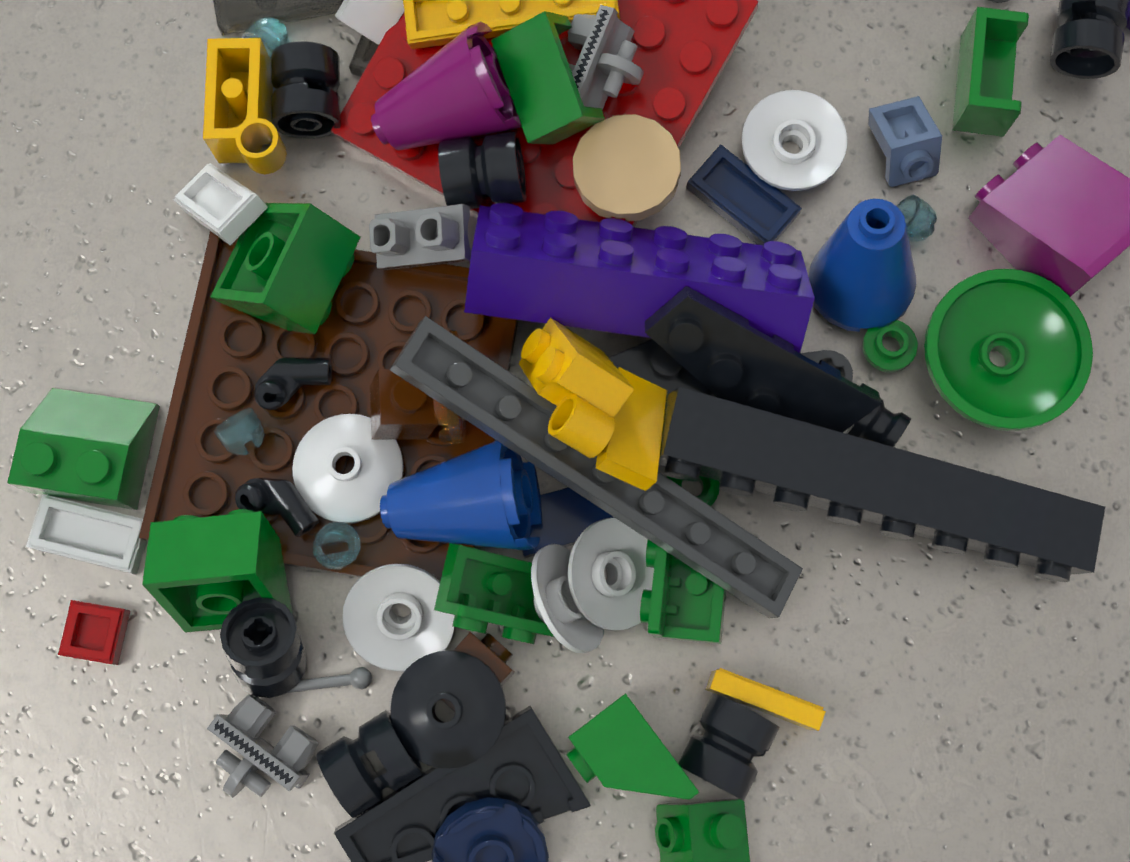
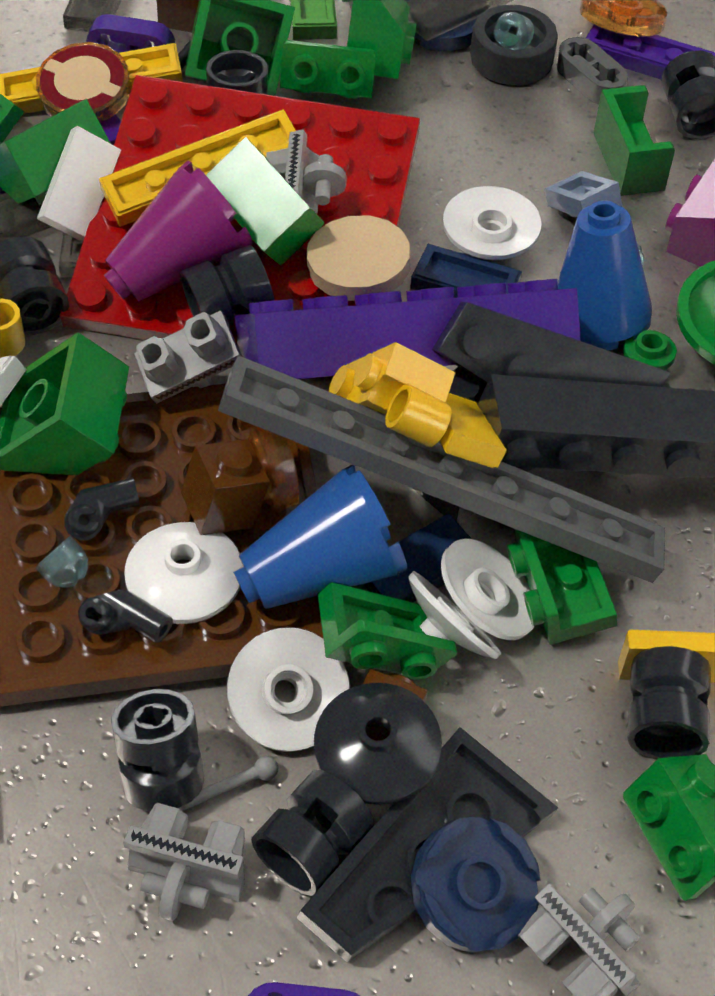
camera: 25 degrees left, 25 degrees down
(212, 565) = (71, 686): green slope -> none
(334, 534) = (195, 625): clear light blue hinge -> none
(627, 754) = (582, 728): green slope -> none

